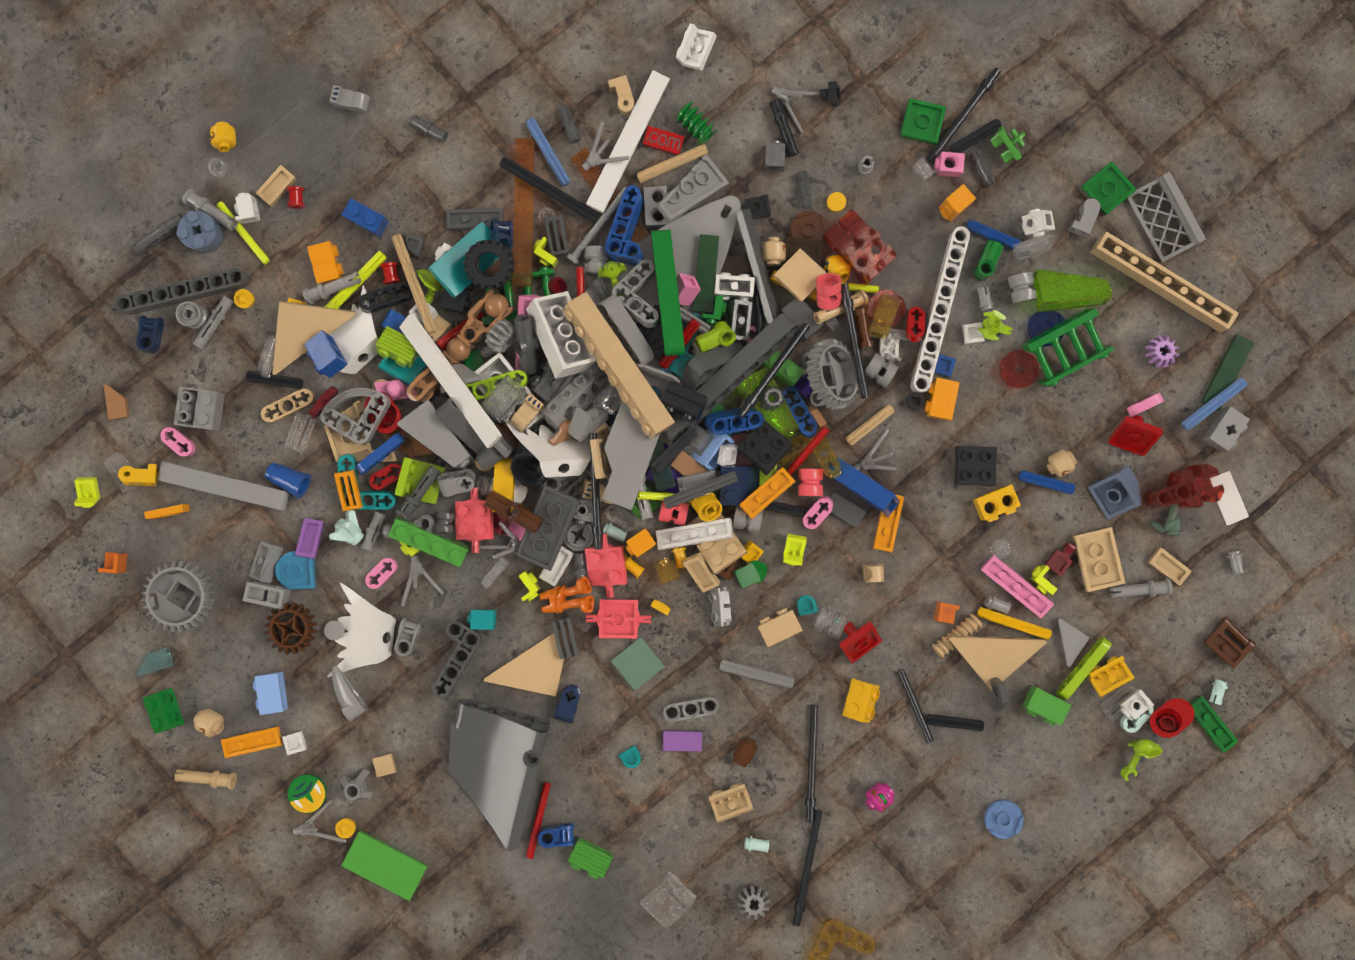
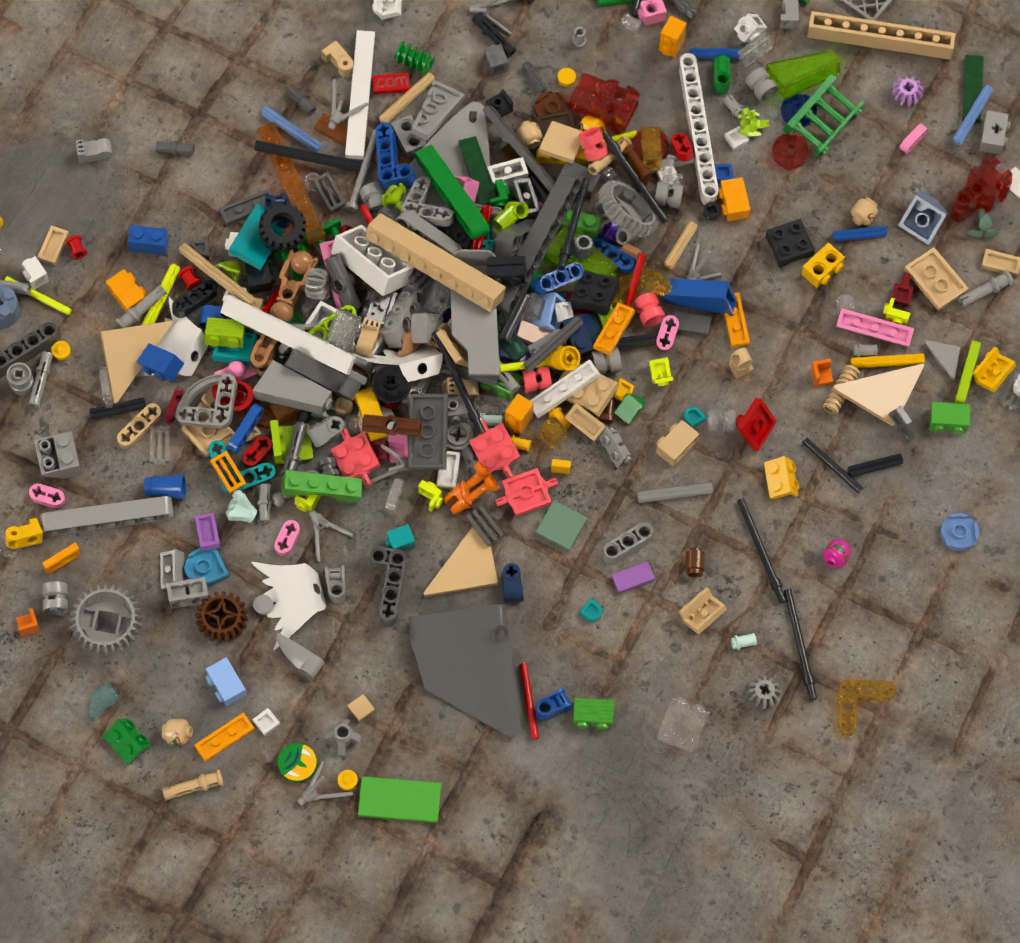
camera: 30 degrees left, 20 degrees down
(146, 549) = (55, 595): none -> light grey wheel
(545, 258) = (324, 212): neon yellow bracket -> none
(1135, 435) = (916, 164): red tile -> none

